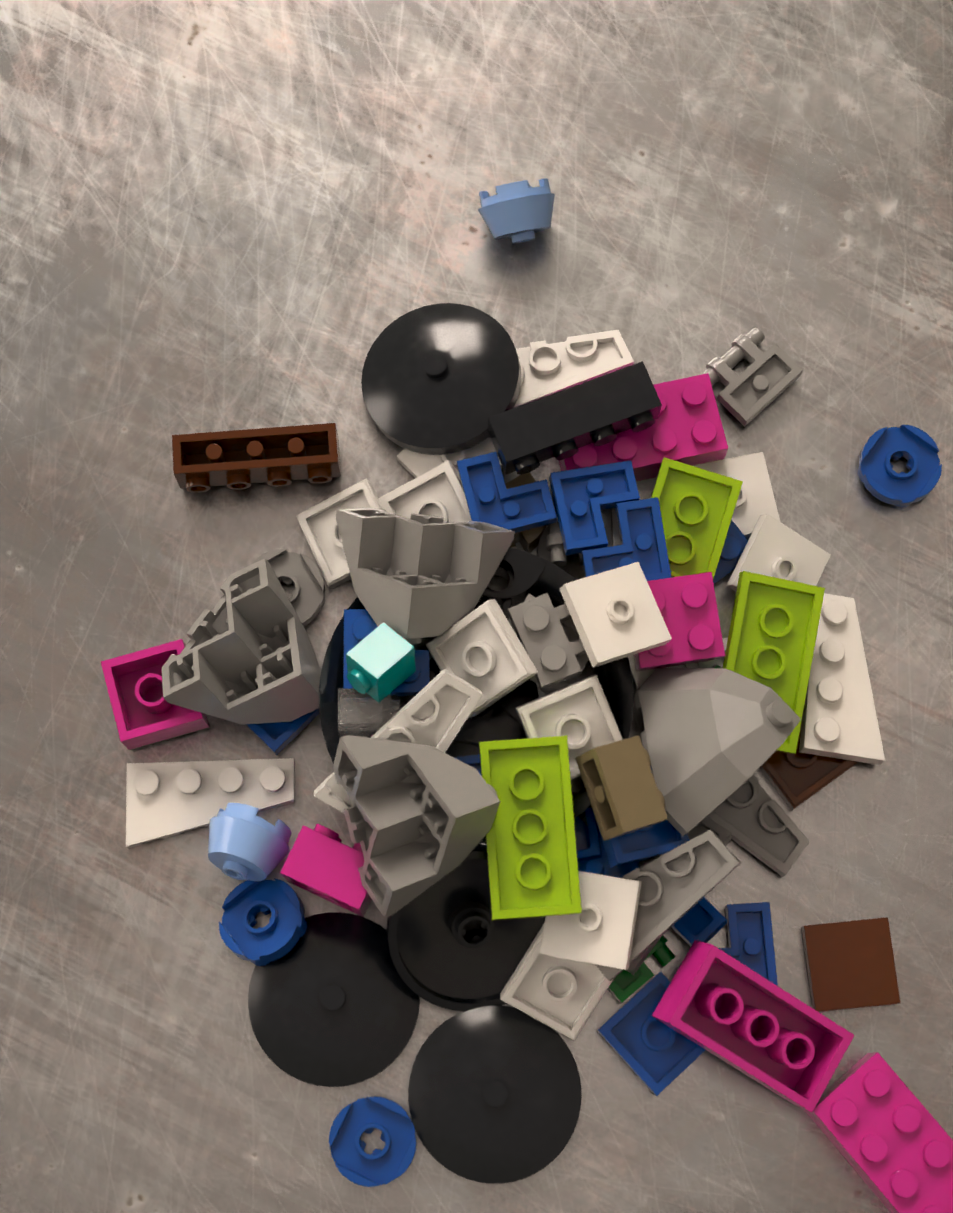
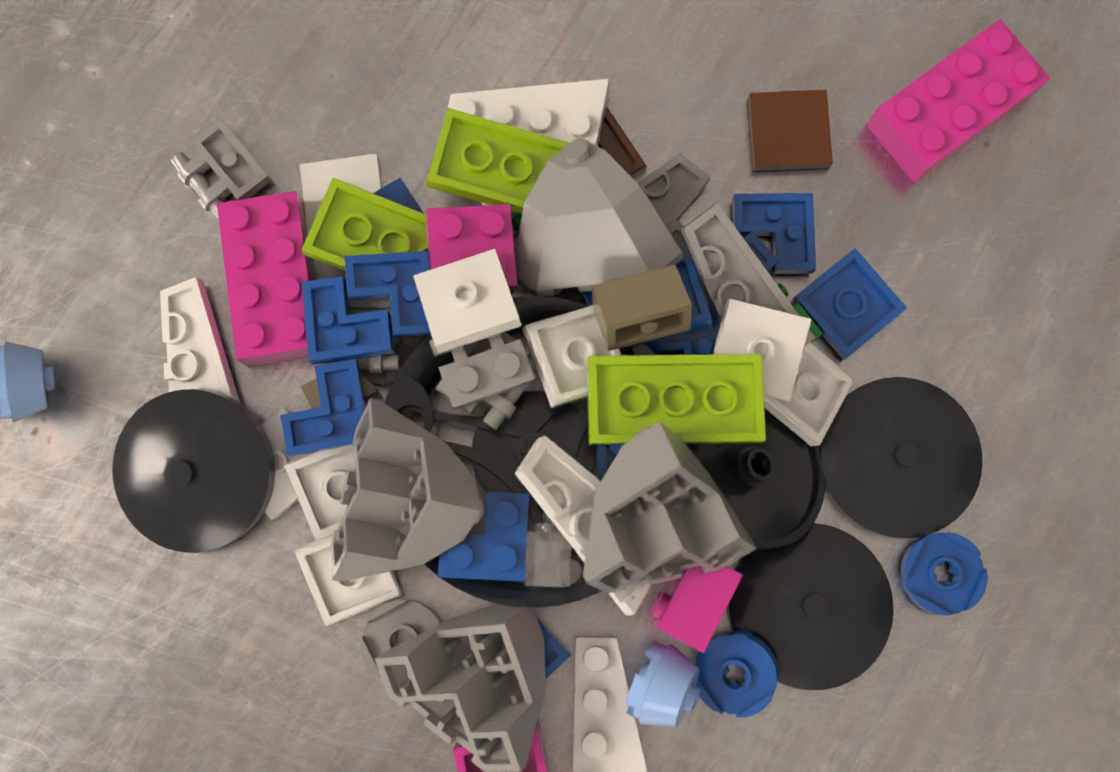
camera: 85 degrees left, 5 degrees up
(256, 456) = (260, 666): reddish brown brick -> none
(380, 662) = (503, 539): brick -> none
(484, 654) = (495, 435): white plate -> none
(574, 419) = (253, 333): black brick -> none
(753, 1025) = (853, 214): dark pink brick -> none
(781, 554) = (406, 157): white plate -> none
(897, 442) = (328, 61): blue plate -> none

